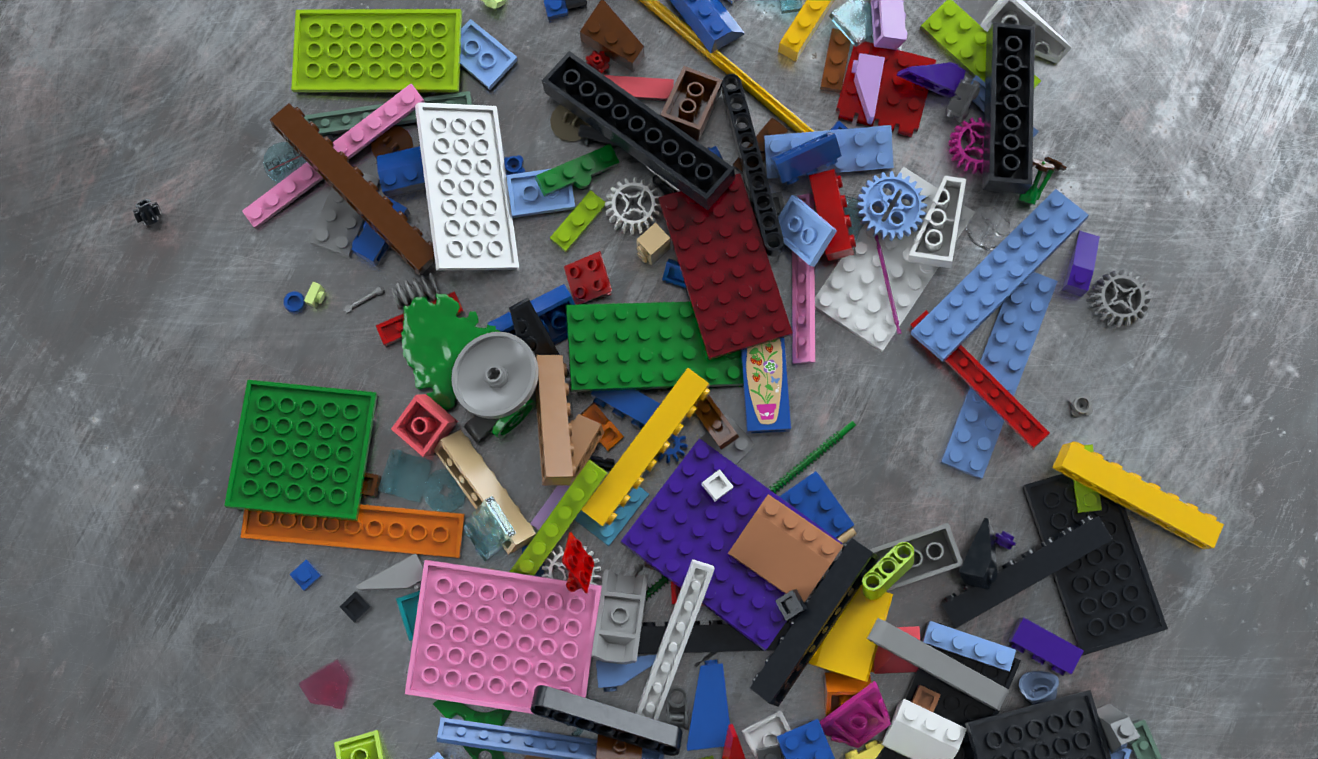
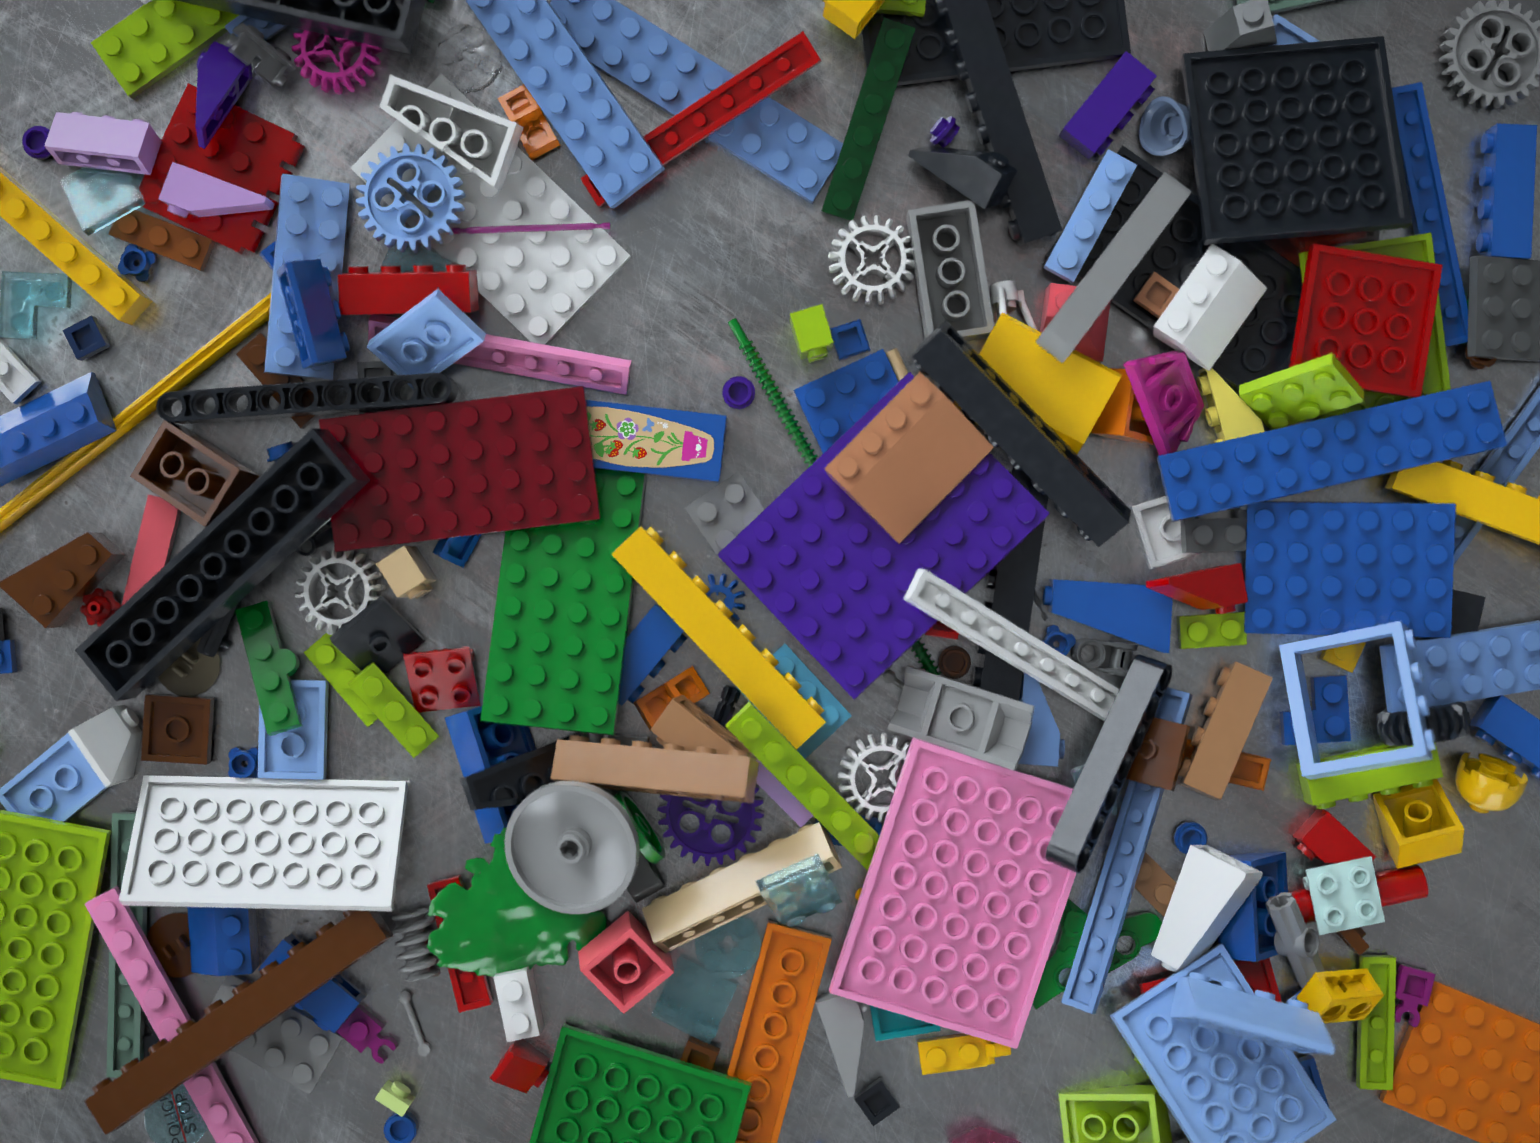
camera: 85 degrees left, 10 degrees up
(346, 370) = (521, 1067): none -> red slope
(353, 268) = (363, 1030): none -> magenta plate
(387, 362) = (519, 1004): none -> white brick
(395, 656) = (957, 1053): none -> yellow hinge
(510, 462) = (701, 840): none -> dark purple gear
(513, 82) = (110, 744): none -> white slope
(529, 121) = (177, 729): none -> reddish brown plate
(563, 251) = (393, 709): none -> lime plate
(578, 564) = (878, 769): red hinge -> none
(607, 233) = (377, 636): none -> black plate
(655, 608) = (954, 662): none -> reddish brown plate
(682, 681) = (1065, 641): none -> blue plate
(715, 422) = (698, 526): reddish brown plate -> none
(717, 485) = (795, 541): white plate -> none
(764, 26) = (86, 338): none -> dark blue plate
(791, 604) = (993, 464): black plate -> none
(807, 435) = (738, 392): none -> dark purple plate
(817, 42) = (128, 258): none -> blue plate
(855, 474) = (811, 333): none -> lime brick
(856, 502) = (849, 340): none -> blue tile
(889, 561) = (953, 305): lime beam -> none
(901, 501) = (891, 239): none -> white gear
(902, 599) = (1004, 299): none -> white plant
(950, 277) = (524, 110): none -> orange slope
(1002, 488) = (868, 119): none -> dark green plate

